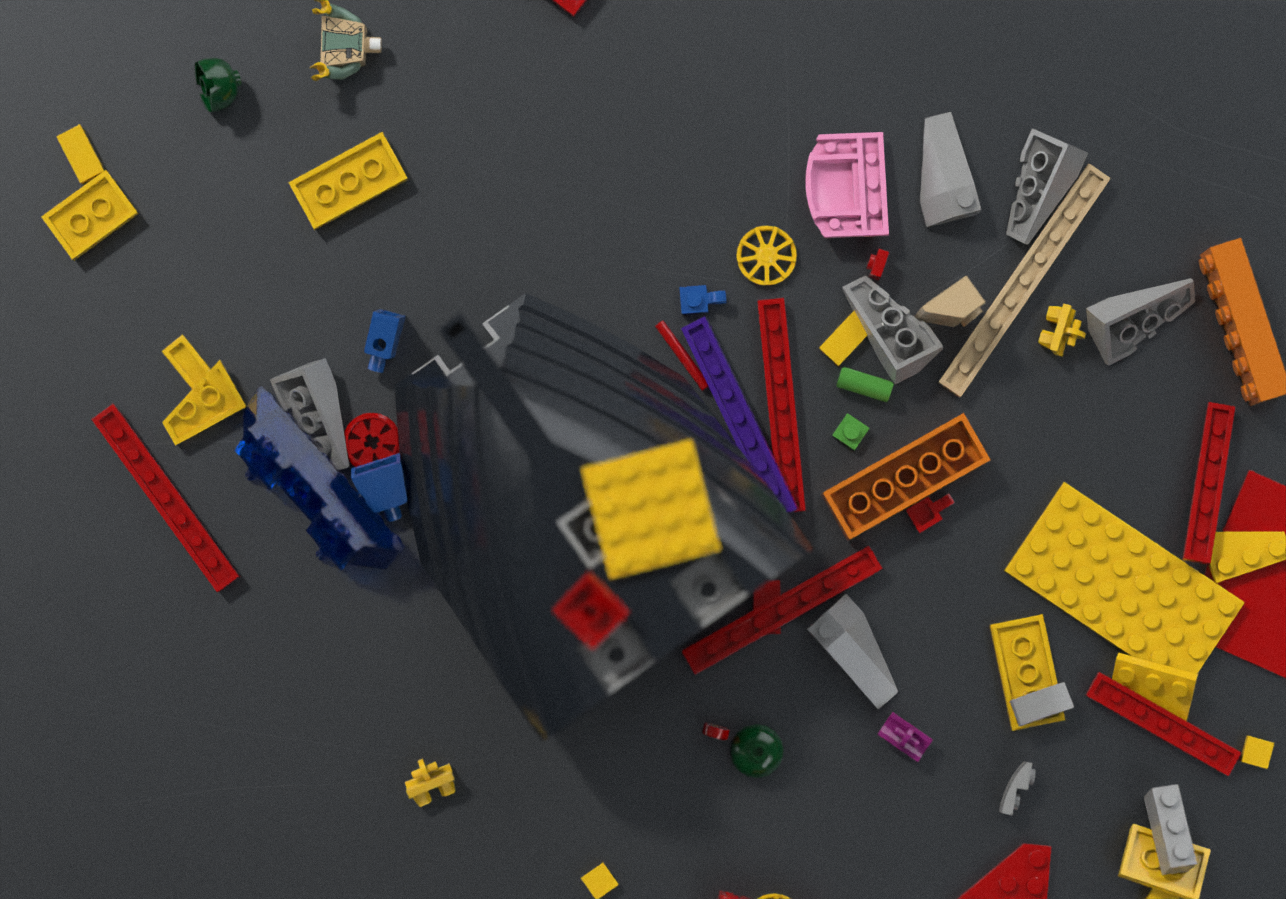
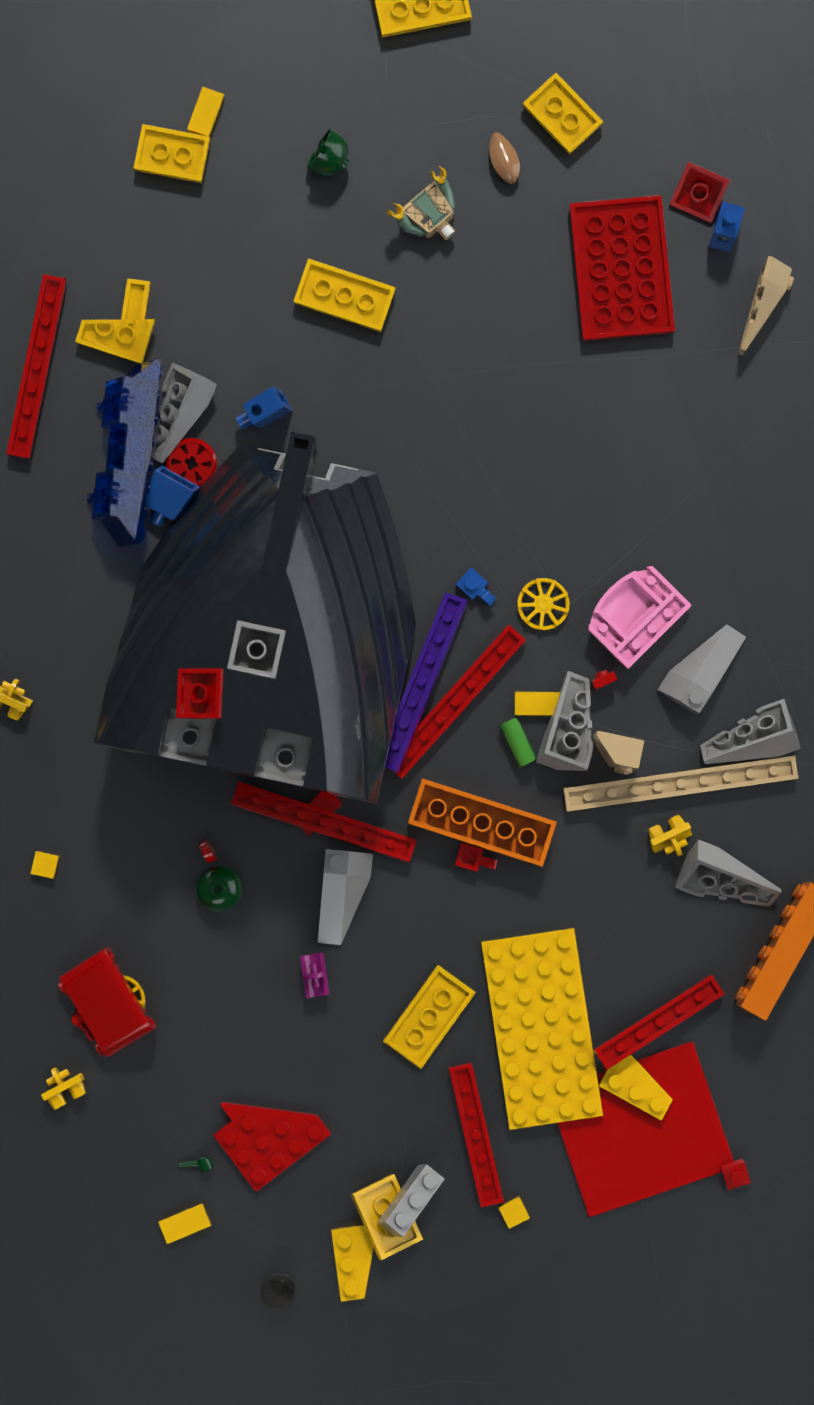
camera: 45 degrees right, 0 degrees up
(651, 509) = (300, 672): yellow plate -> none
(682, 355) = (429, 609): red bar -> none
(850, 432) = (479, 761): bright green plate -> none
(1020, 779) = (355, 1075): light grey slope -> none
(1041, 704) = (416, 1044): light grey slope -> none
(1157, 682) = (498, 1106): yellow wing -> none

